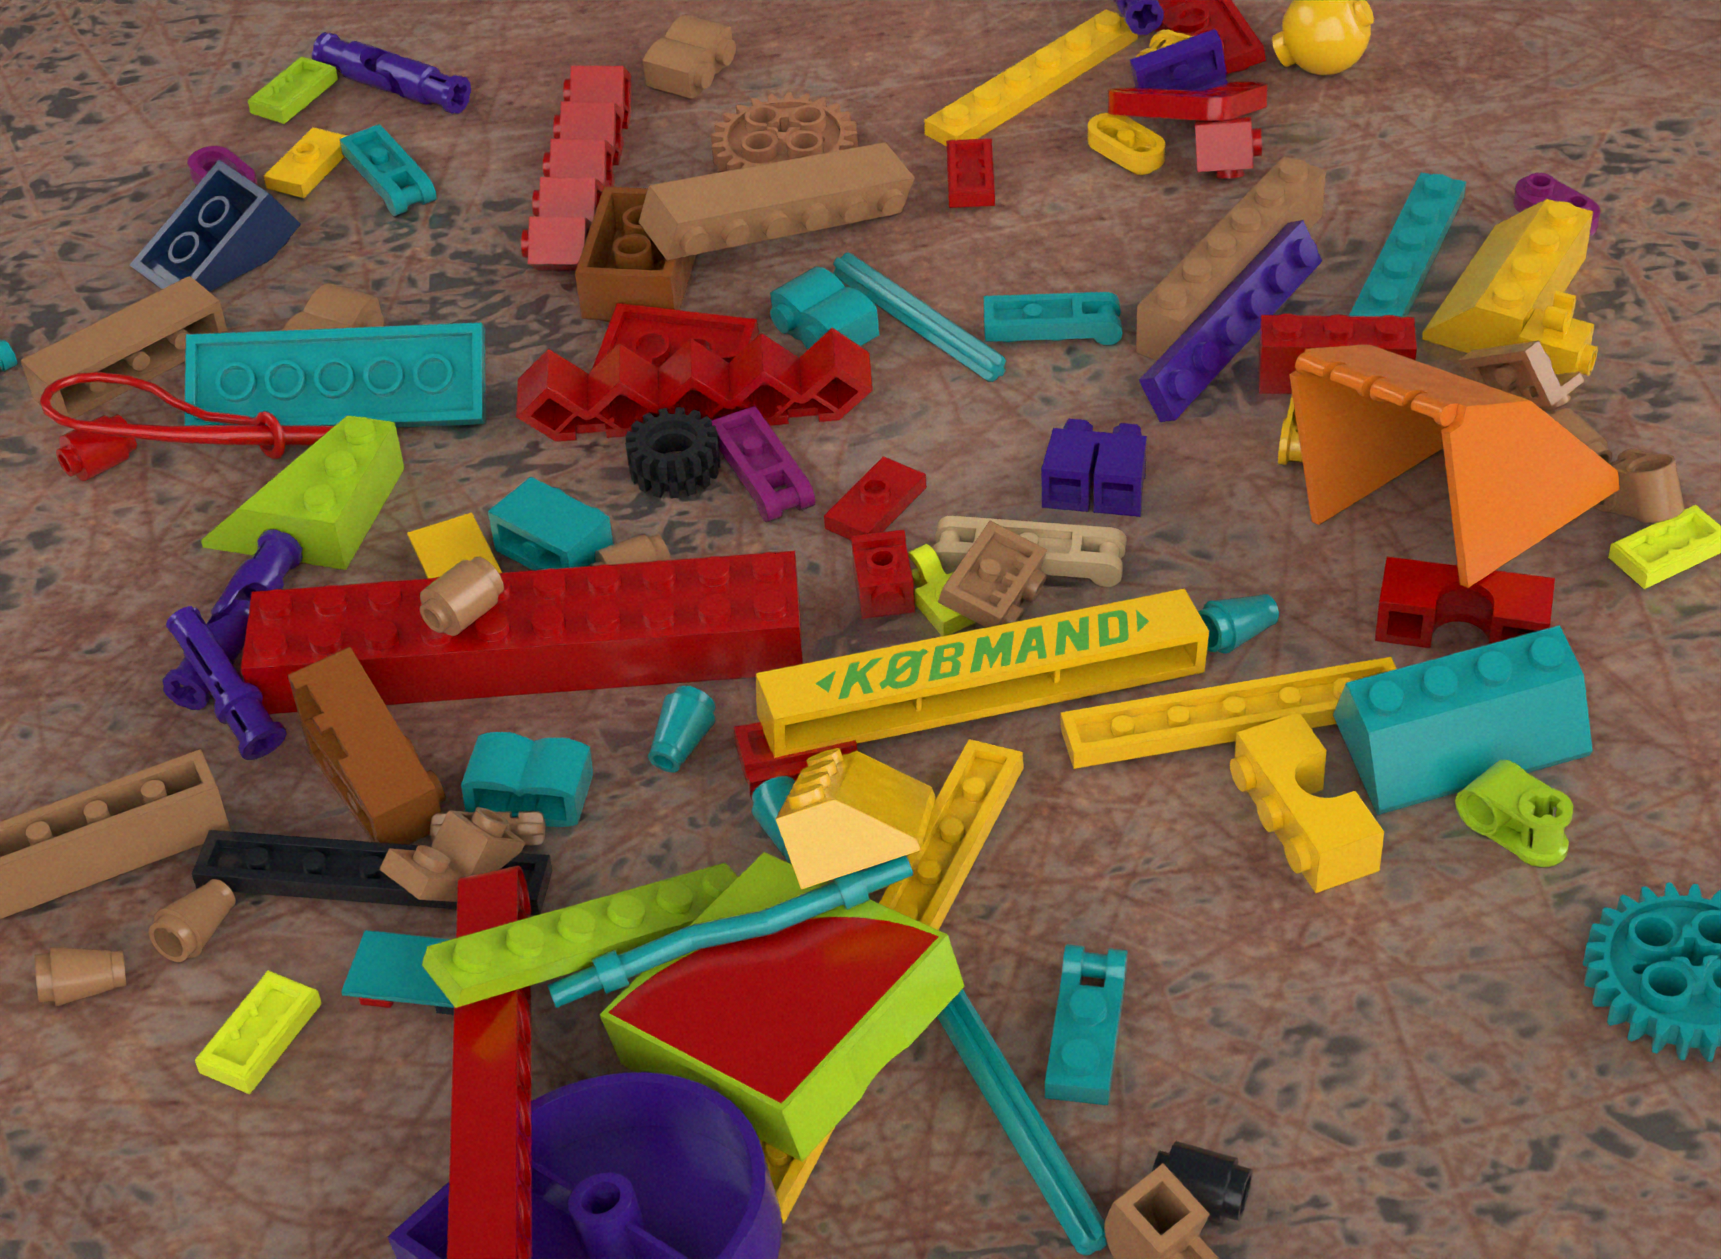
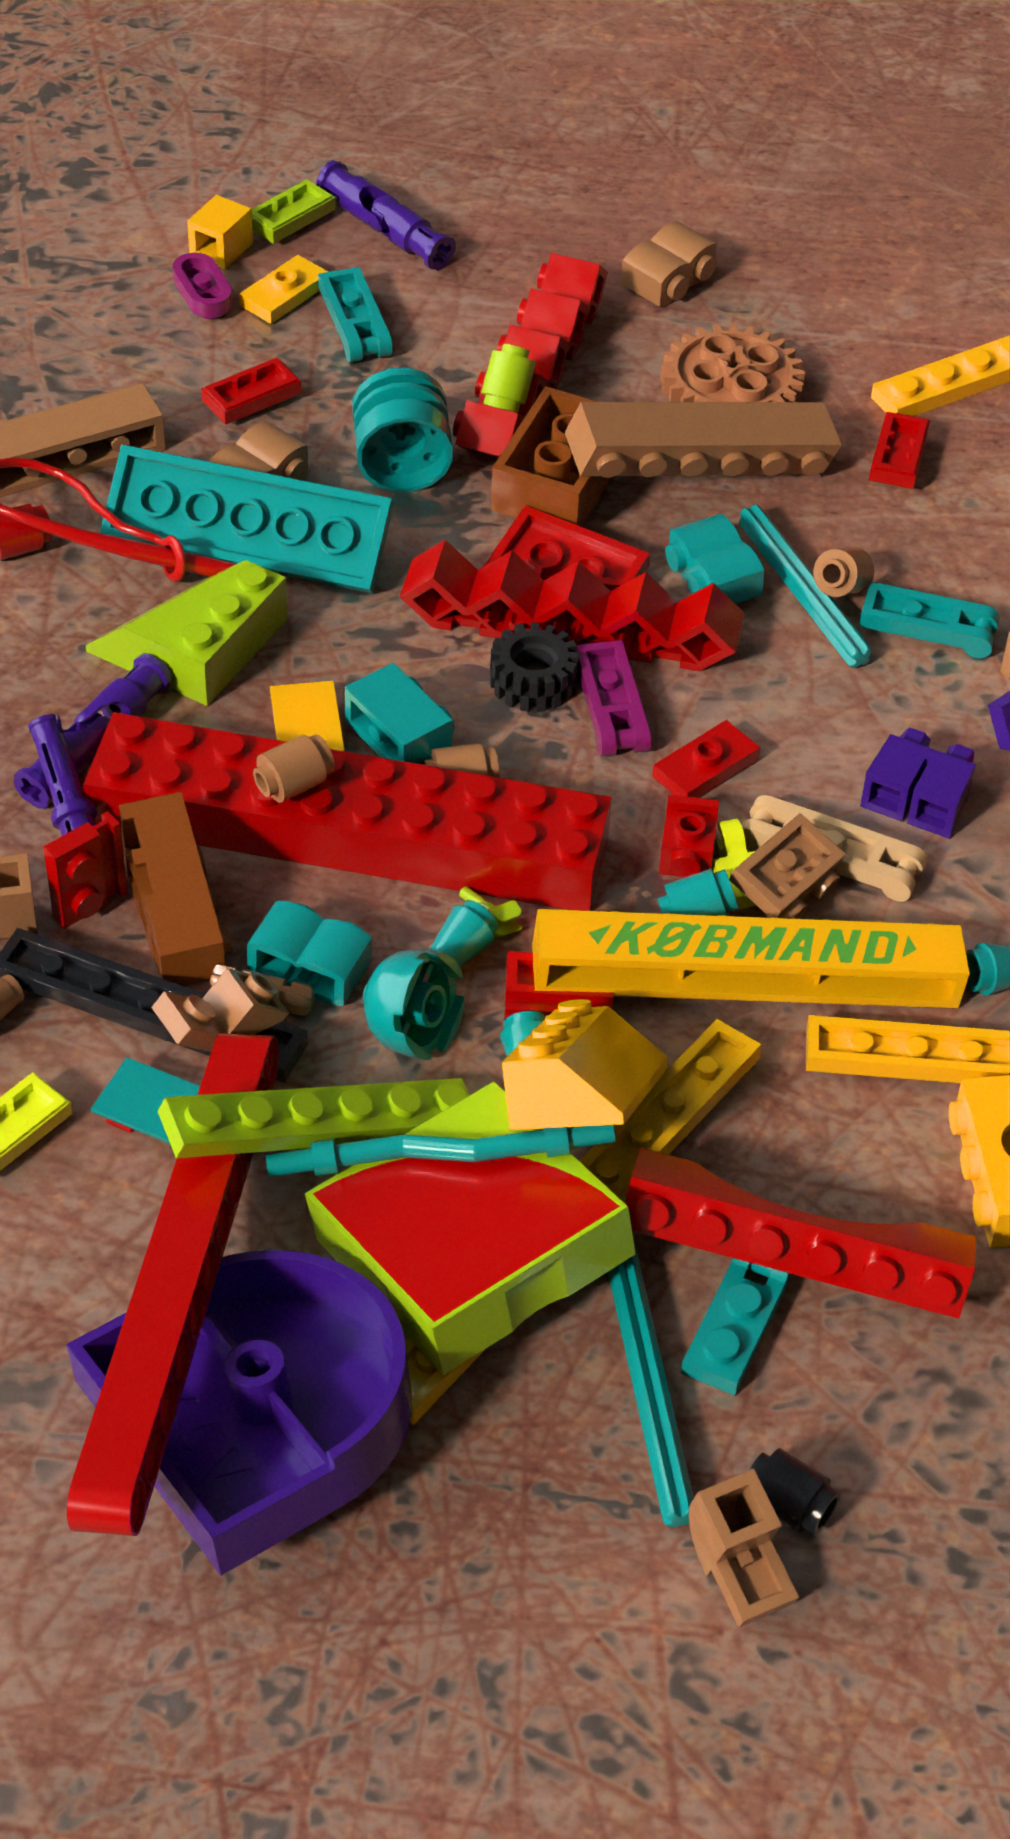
camera: 10 degrees right, 5 degrees up
(217, 233) = (179, 344): dark blue slope -> none
(228, 120) = (221, 230): none -> yellow brick
(267, 753) = (85, 870): none -> red plate
(303, 262) = (251, 390): none -> red plate
(471, 260) = (402, 430): none -> teal wheel
(565, 185) = (508, 378): none -> lime brick
(652, 799) = (414, 1002): none -> teal cylinder
(718, 691) = (503, 913): none -> lime hand
(913, 622) = (699, 895): none -> teal brick
(967, 287) = (843, 571): none -> medium nougat brick
(1221, 926) = (894, 1262): none -> red arch

